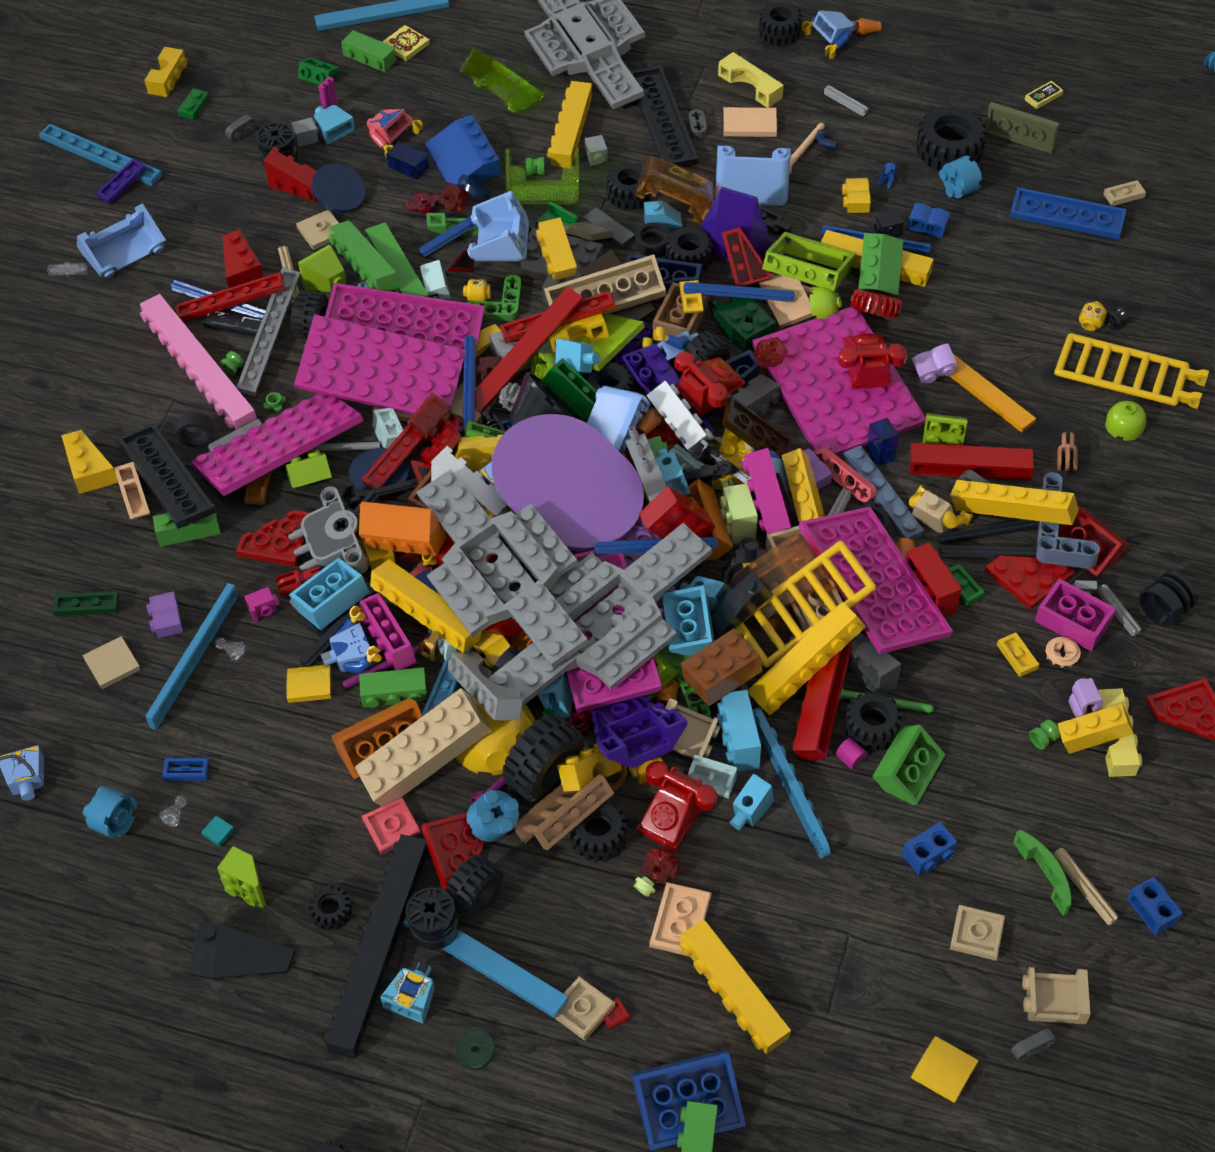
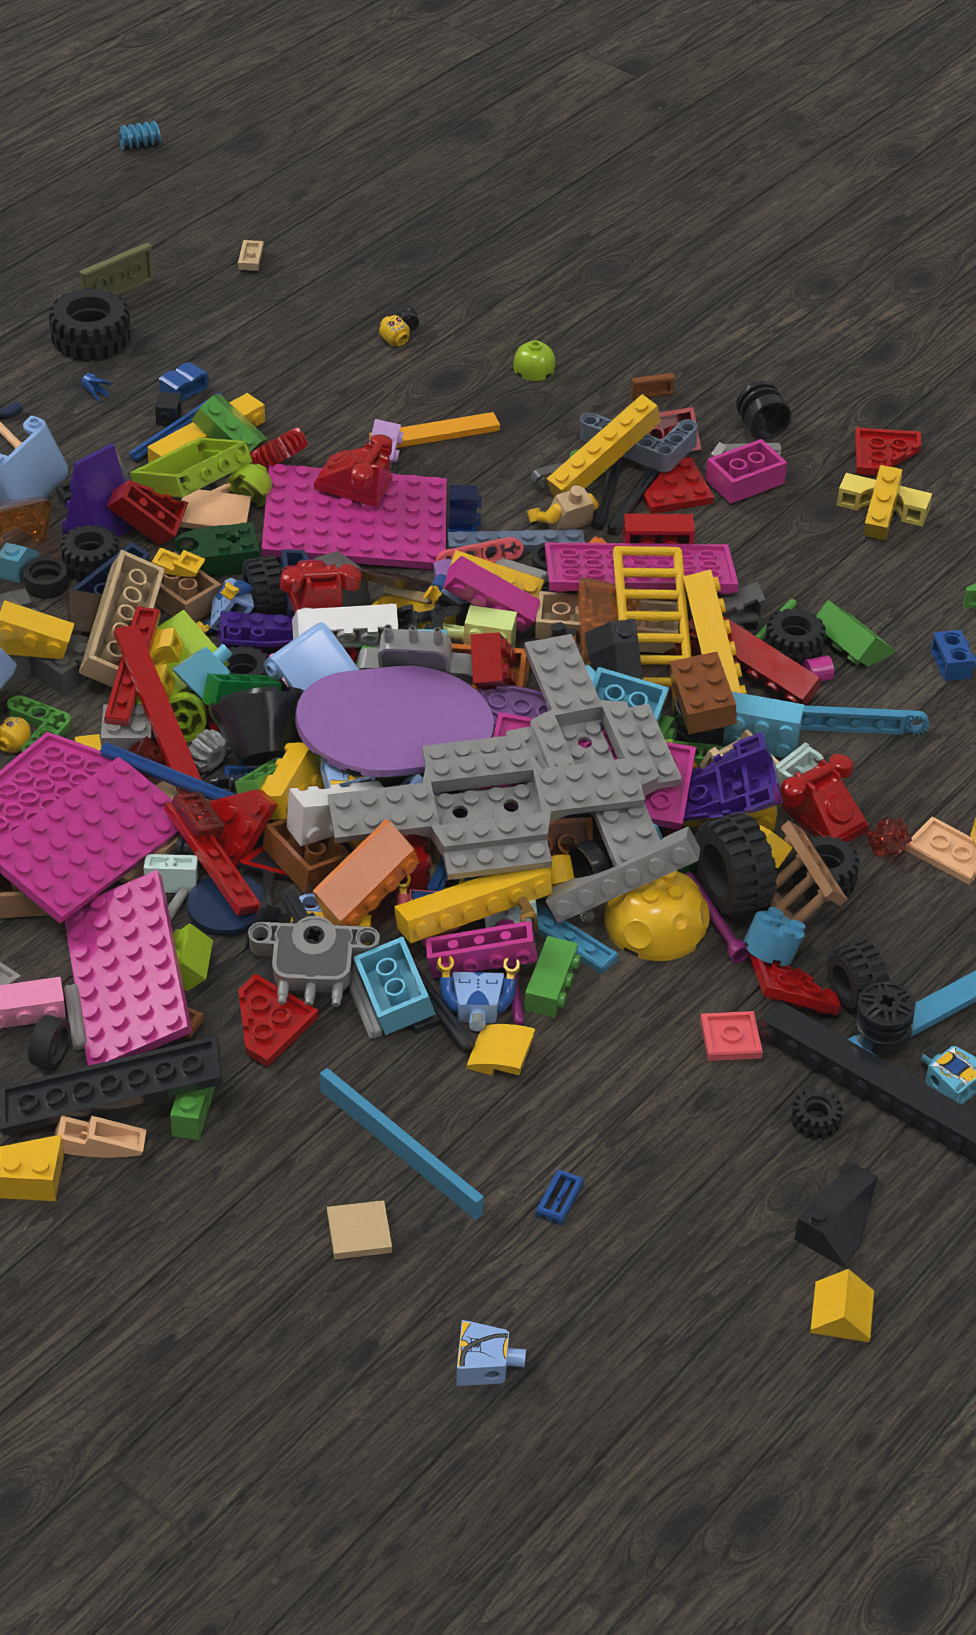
camera: 70 degrees left, 10 degrees down
(86, 603) = (252, 1230): dark green plate -> none
(110, 812) = (599, 1272): dark azure brick -> none
(145, 986) = (842, 1307): none -> yellow slope
(165, 615) = (321, 1153): medium lavender brick -> none
(171, 815) = (623, 1222): clear piece -> none
(217, 831) = (663, 1189): teal tile -> none
(234, 650) = (412, 1104): clear piece -> none
(241, 877) = (753, 1167): lime slope -> none
(261, 603) = (362, 1060): dark pink brick -> none
(274, 401) = (45, 964): bright green plate -> none
(292, 580) = (348, 1012): red arm -> none
(372, 733) = (613, 1005): orange slope -> none
(423, 748) = (670, 957): tan brick -> none
(638, 546) = (516, 695): blue axle -> none
(644, 886) = (904, 859): yellowish green plate -> none
(739, 292) = (195, 529): blue axle -> none
(752, 802) = (850, 740): medium azure torso -> none
(770, 352) = (301, 534): clear red brick -> none
(856, 195) = (107, 415): yellow brick -> none
(944, 429) = (473, 466): lime slope -> none
(960, 177) = (150, 336): dark azure brick -> none
(985, 461) = (514, 474): red brick -> none
(1017, 654) = (765, 525): yellow plate -> none
(1043, 95) = (72, 253): tile -> none
(1044, 734) = (864, 541): bright green wheel -> none
(1067, 451) = (549, 408): nougat arm -> none
(1068, 213) = (247, 297): blue plate -> none
(1070, 648) = (769, 496): light nougat gear -> none
(1085, 698) = (848, 498): lavender brick -> none
(1152, 511) = (652, 386): none -> dark orange plate
(1178, 395) = (504, 308): yellow bar -> none

